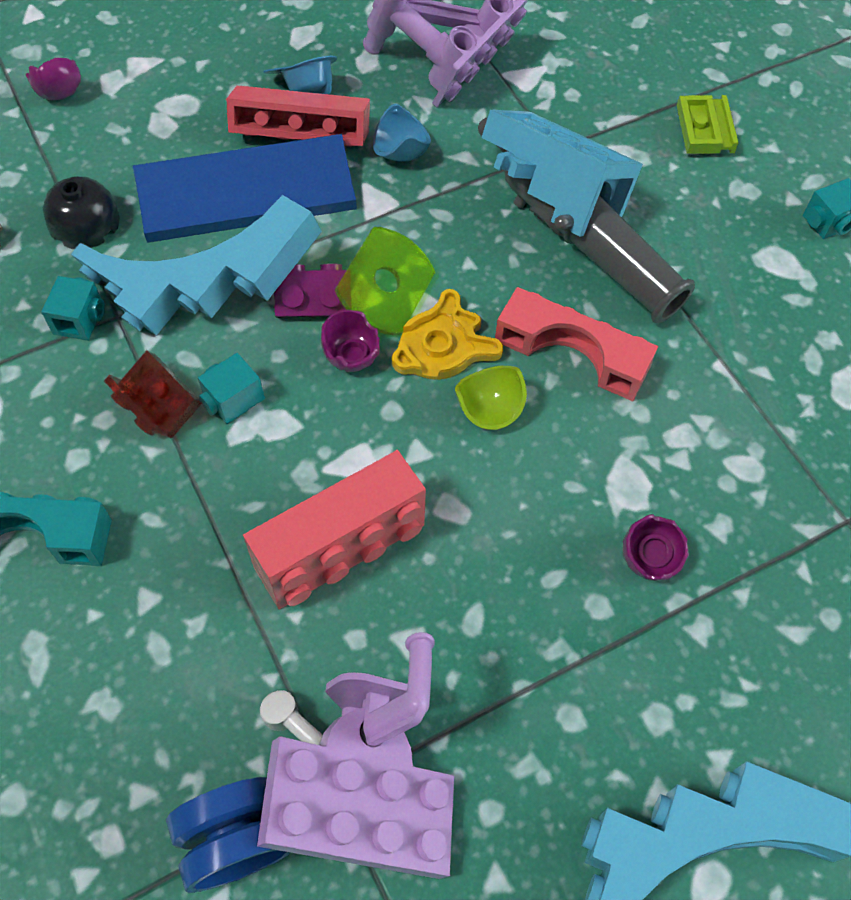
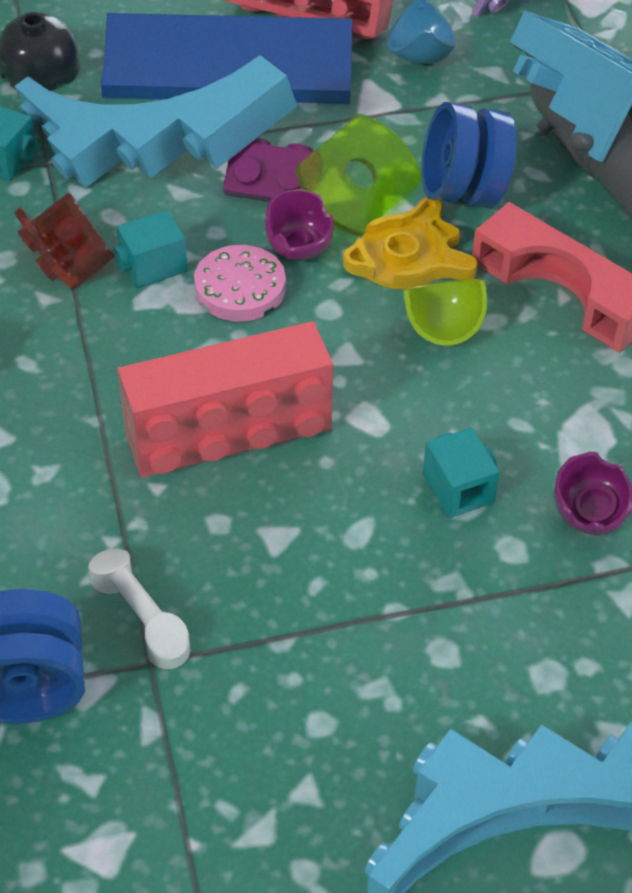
camera: 15 degrees right, 10 degrees down
(312, 403) = (239, 282): none -> bright pink tile
(358, 788) = (169, 651): lavender plate -> none
(475, 250) = (468, 155): none -> blue wheel
(543, 548) = (461, 472): none -> teal brick

